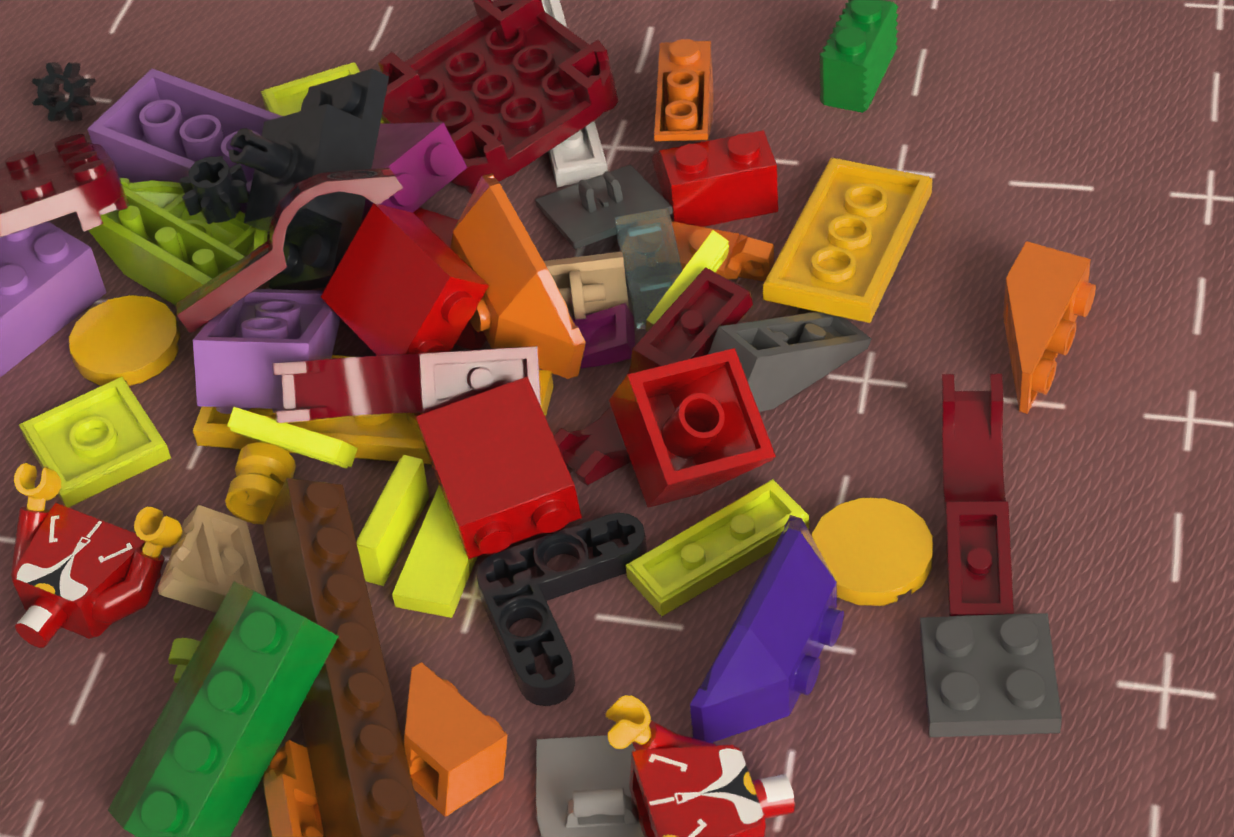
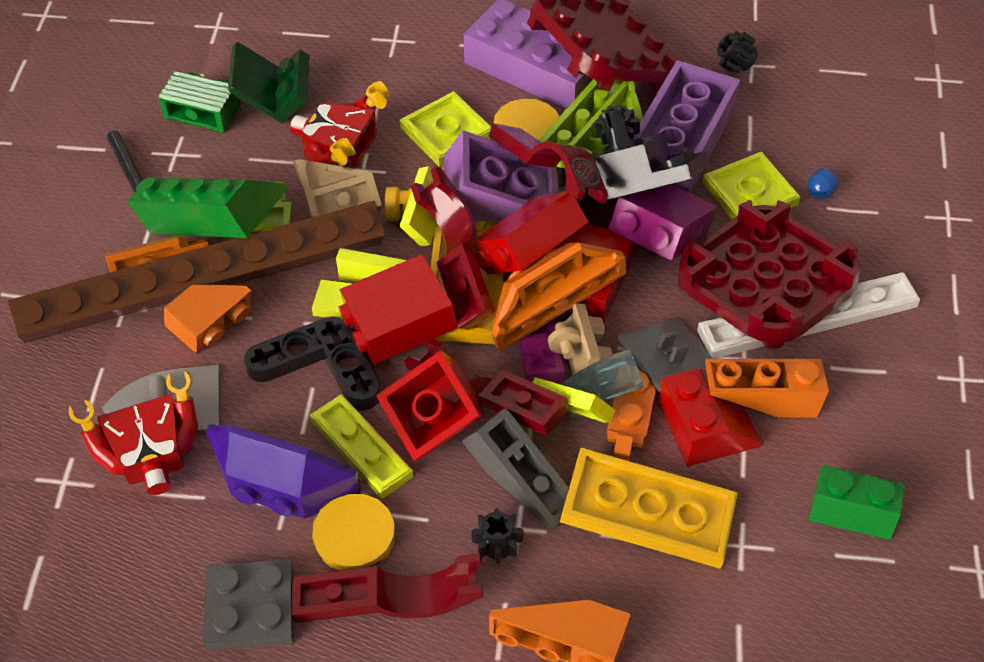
camera: 80 degrees right, 5 degrees up
(339, 39) = (822, 184): none -> blue hinge
(891, 383) = (497, 535): none -> black gear

